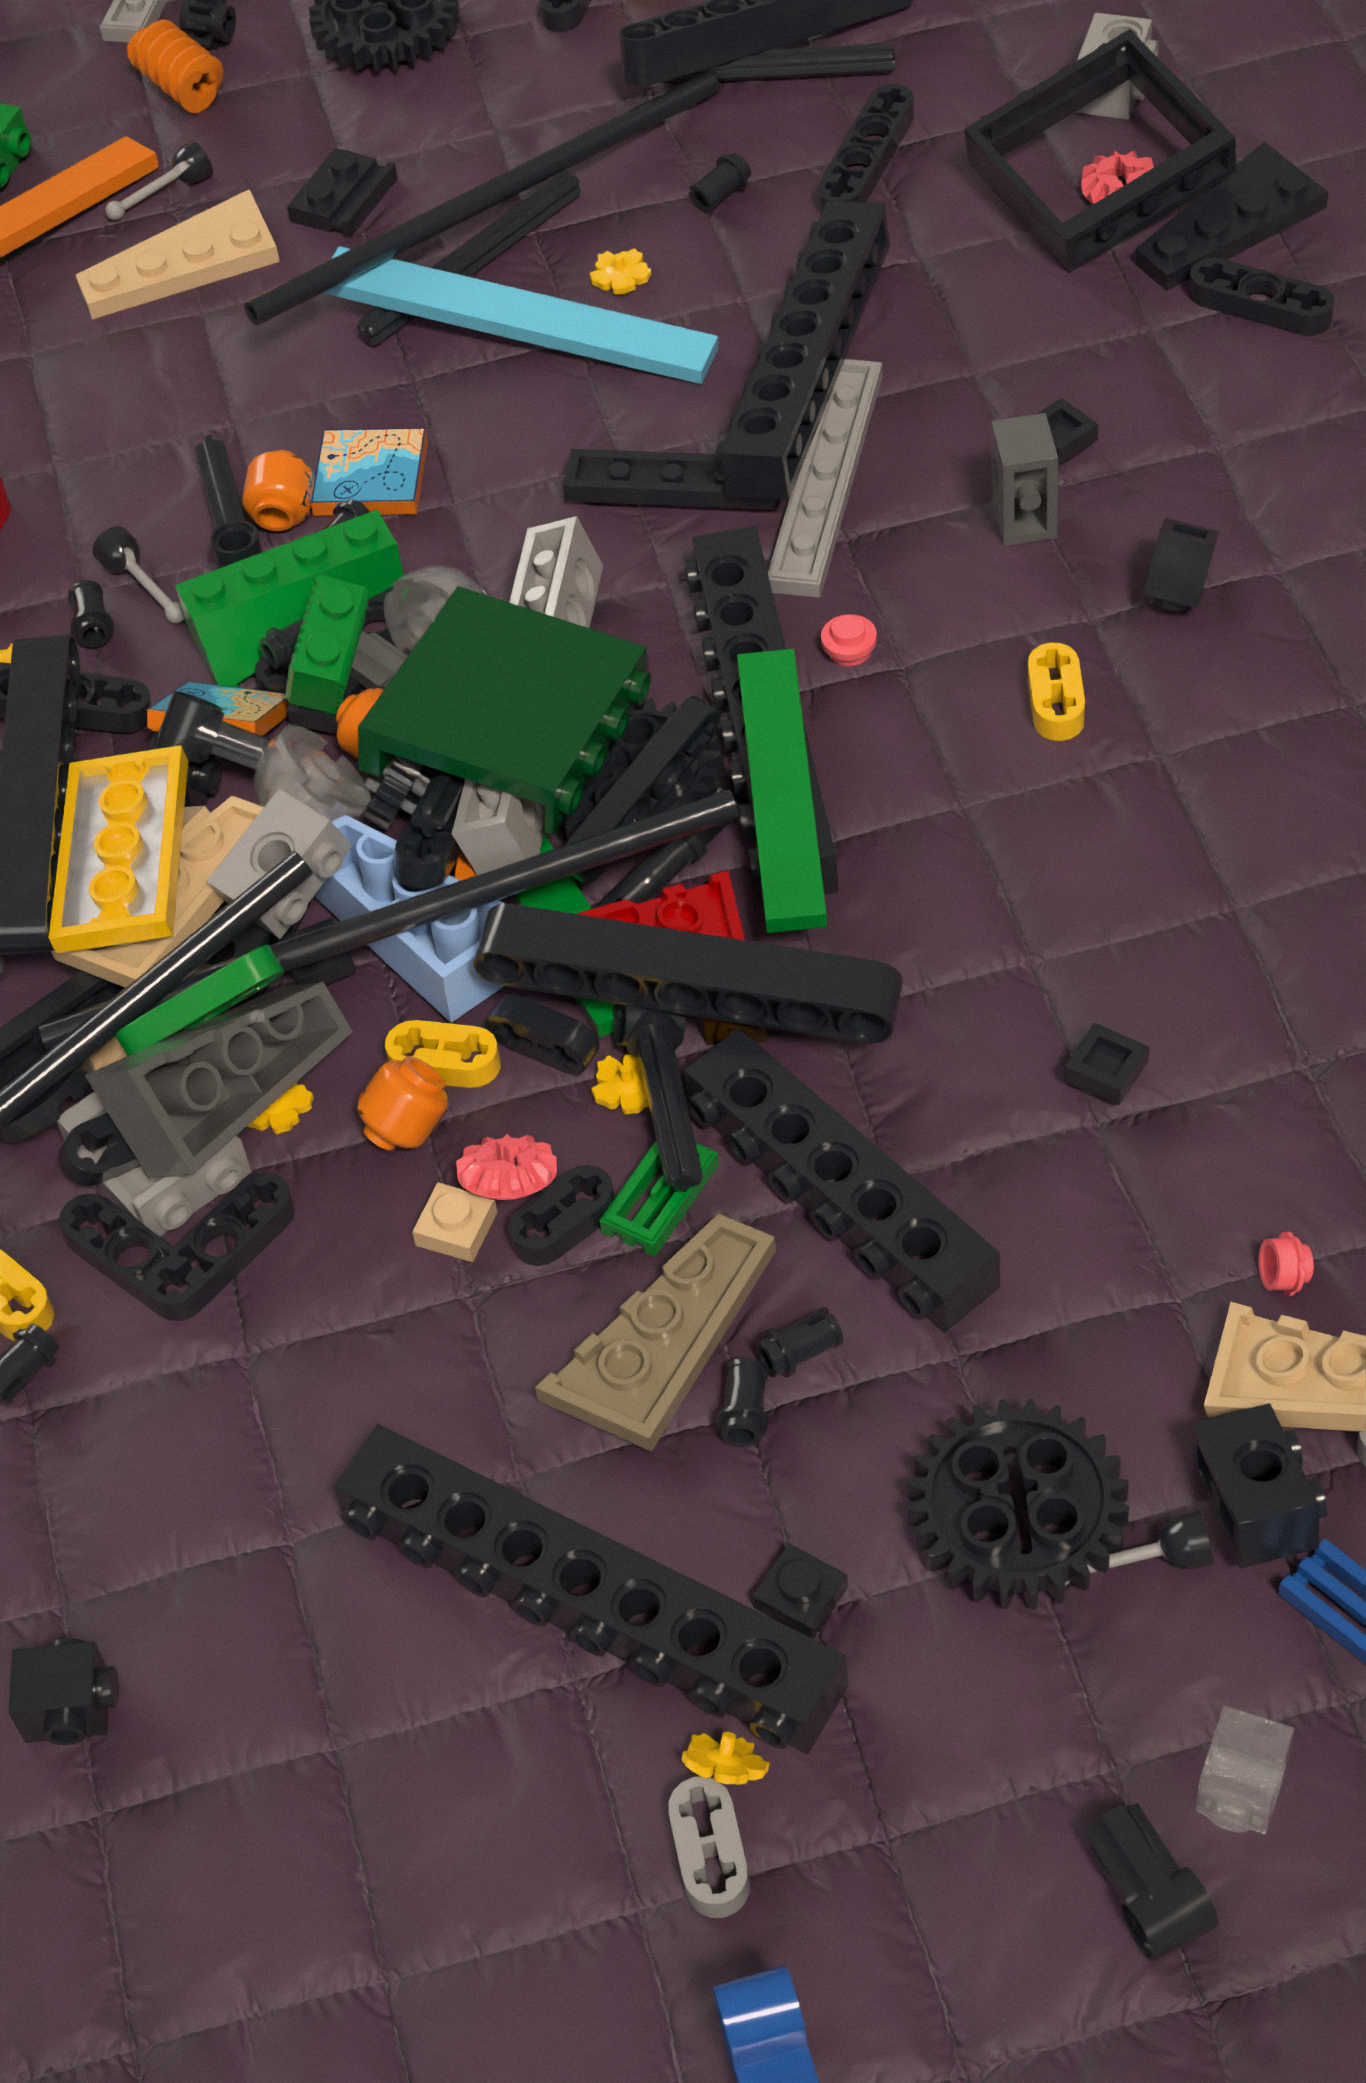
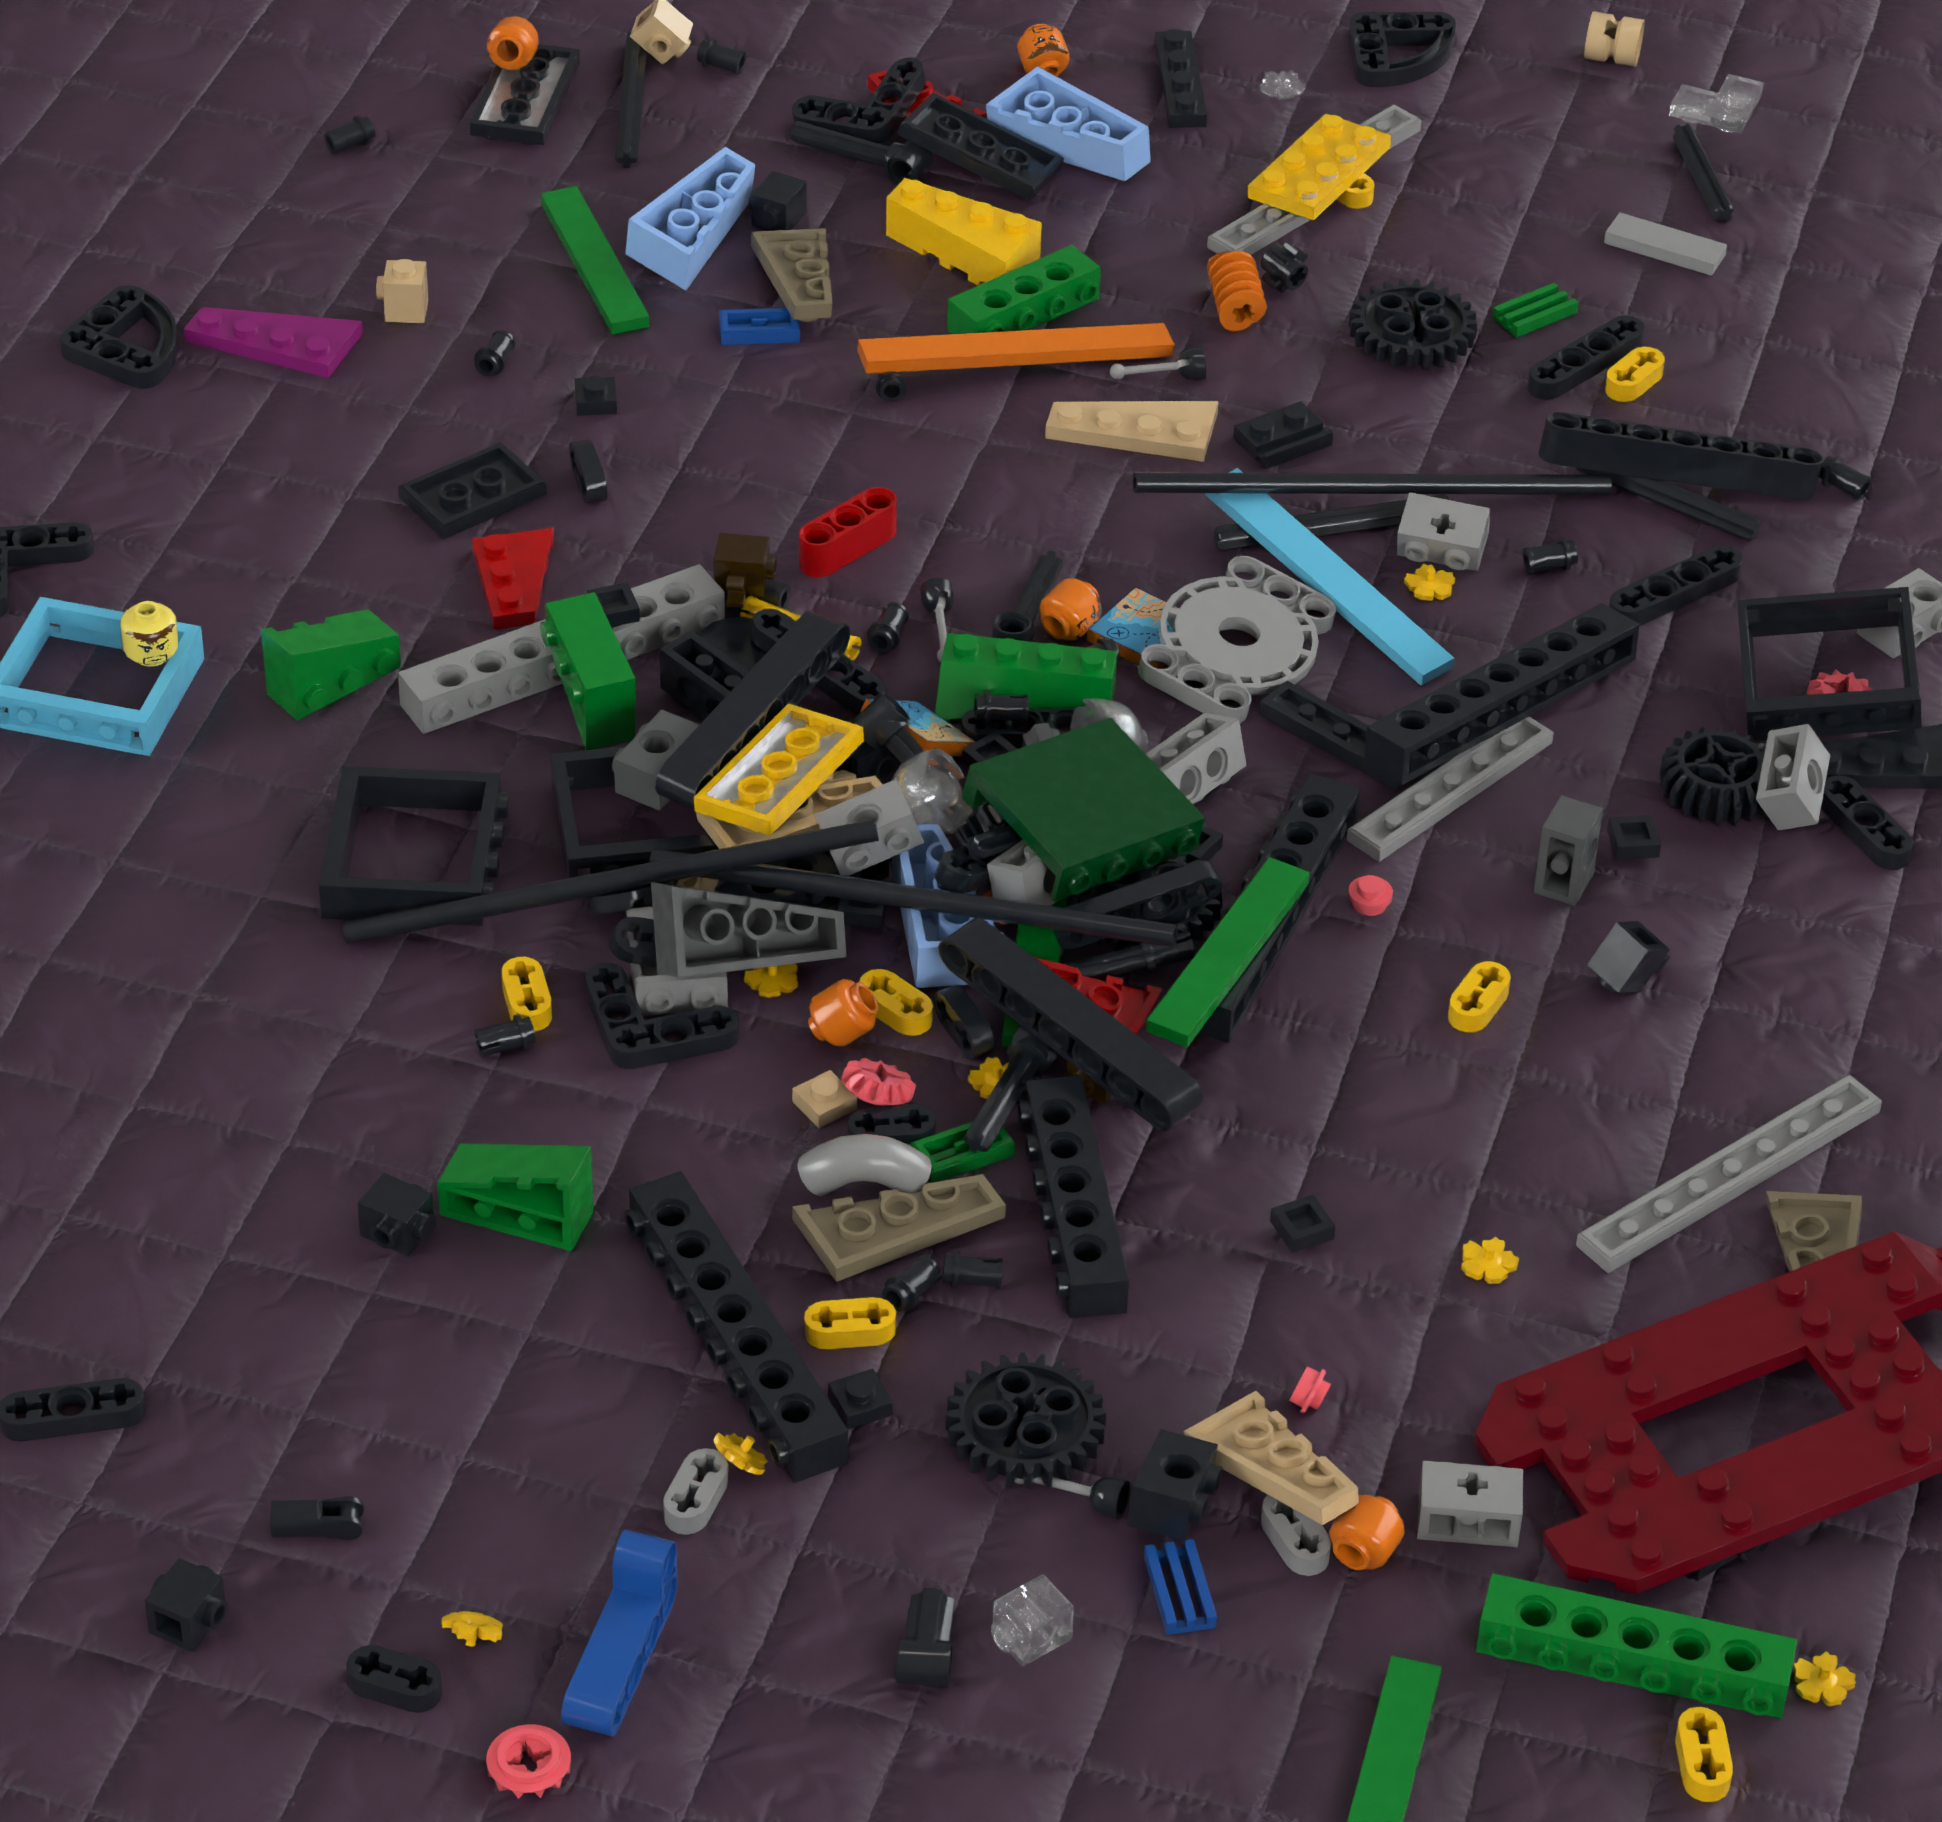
camera: 25 degrees right, 10 degrees down
(193, 1566) = (521, 1190): none -> green wedge
(203, 1000) = (762, 881): green beam -> none
(326, 644) = (1011, 715): green brick -> none
(494, 469) = (1227, 670): none -> light grey piece
(575, 1281) = (864, 1159): none -> light grey cylinder
(599, 209) = (1443, 532): none -> light grey brick
(706, 1492) = (849, 1323): none -> yellow beam
(1086, 322) = (1713, 775): none -> black gear
(1170, 283) = (1793, 777): none -> light grey brick
(1324, 991) = (1488, 1260): none -> yellow plant

